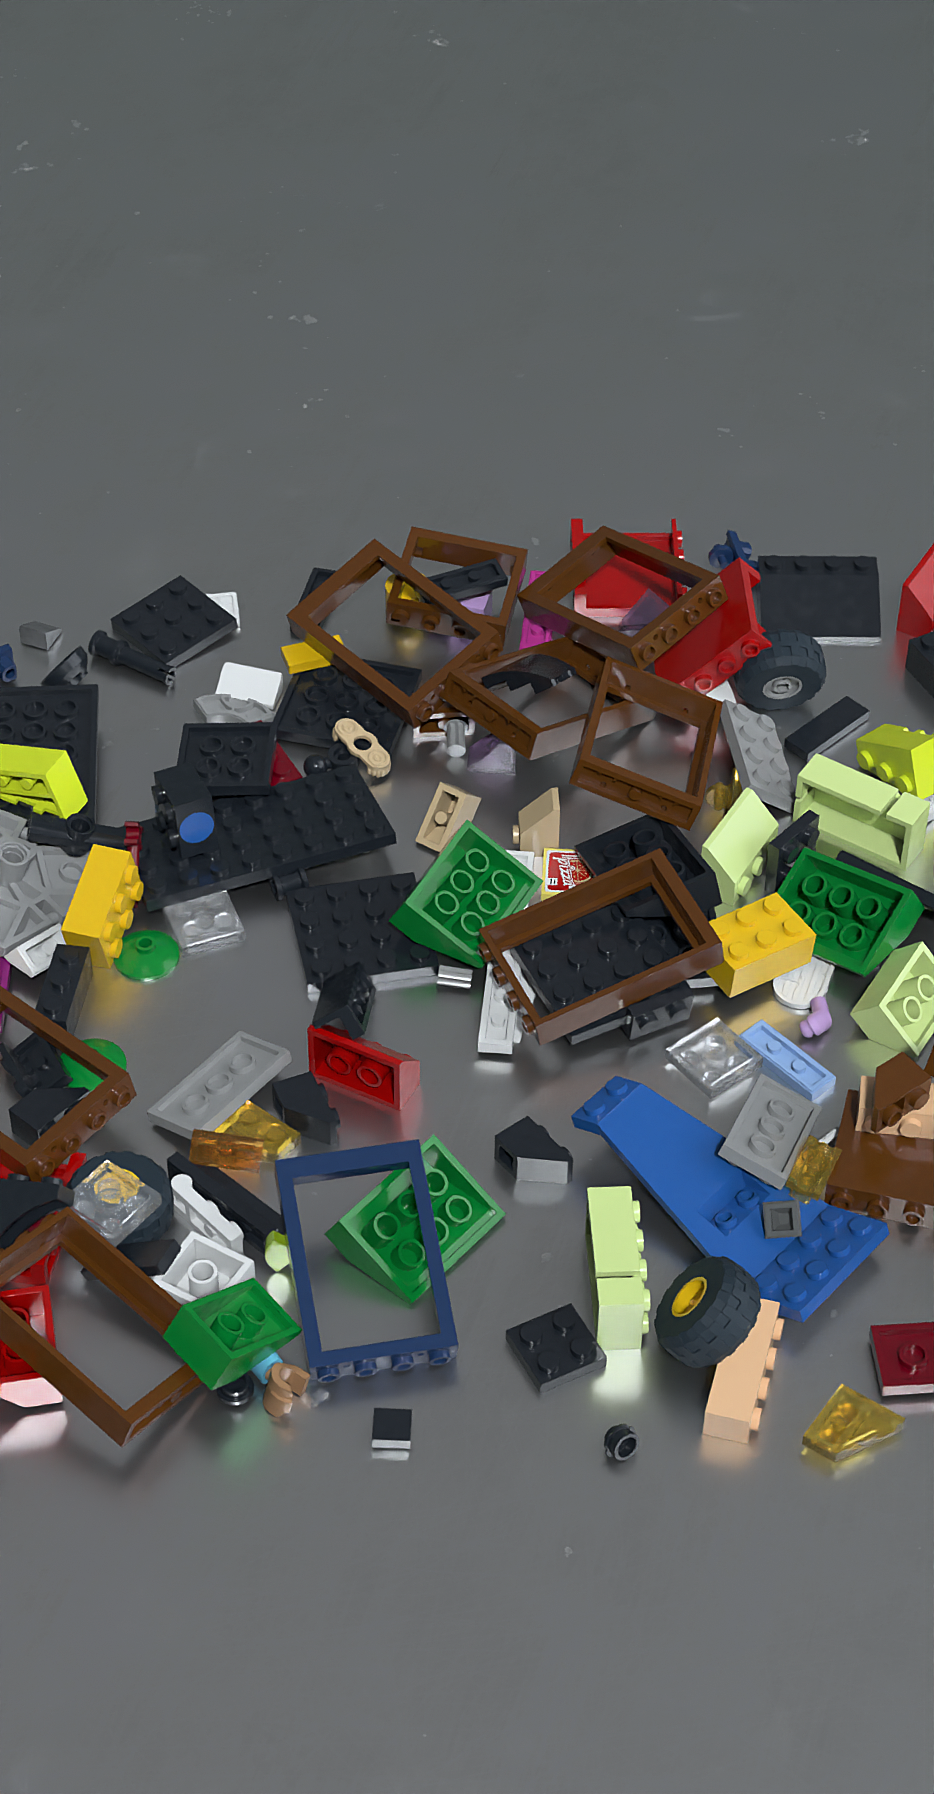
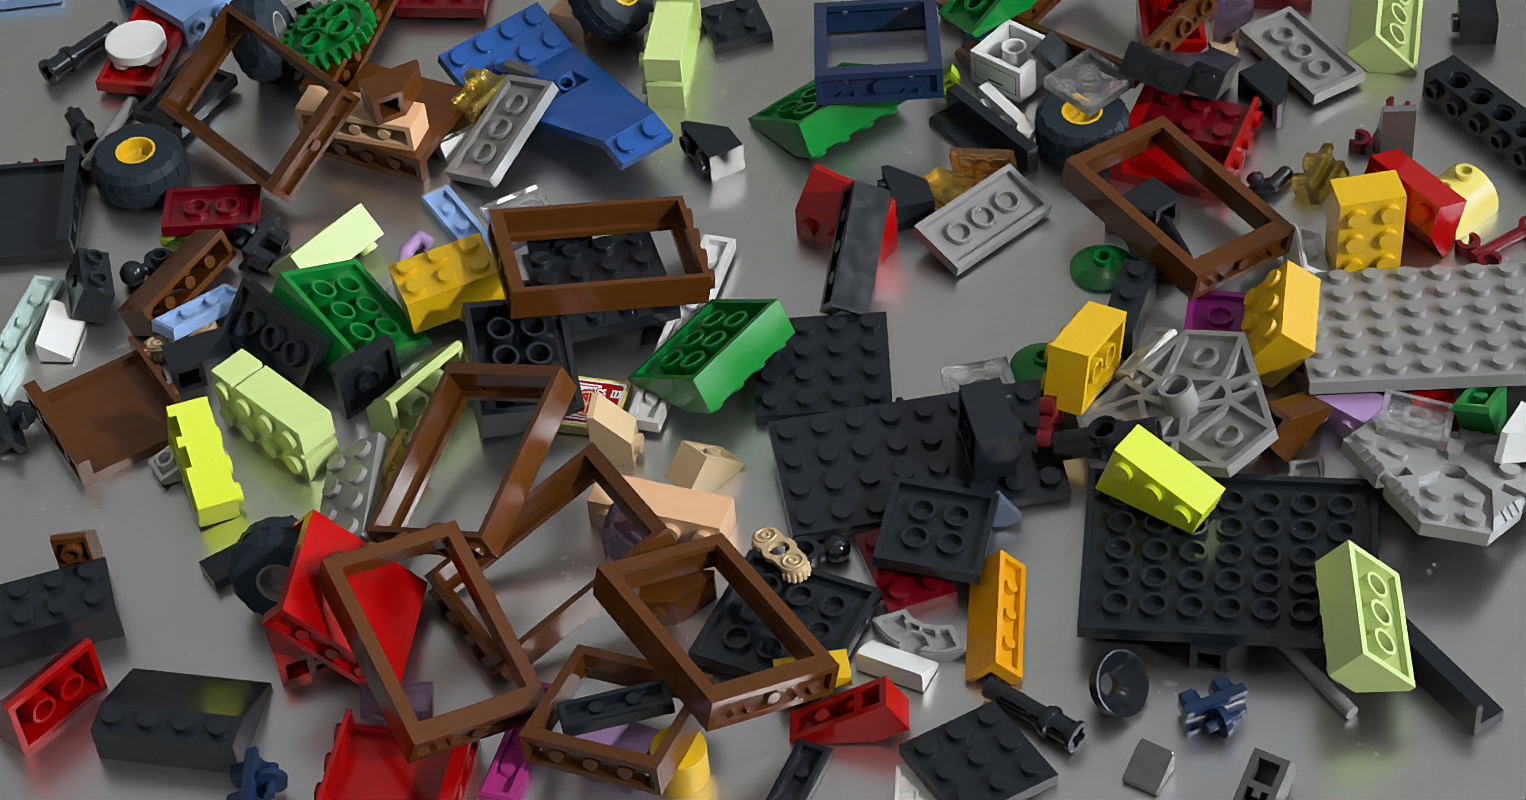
camera: 165 degrees left, 0 degrees up
(167, 709) = (997, 620): none -> light orange panel
(261, 635) = (853, 716): none -> red slope
(492, 778) = (684, 511): none -> light nougat brick
(536, 669) = (570, 534): black slope -> none

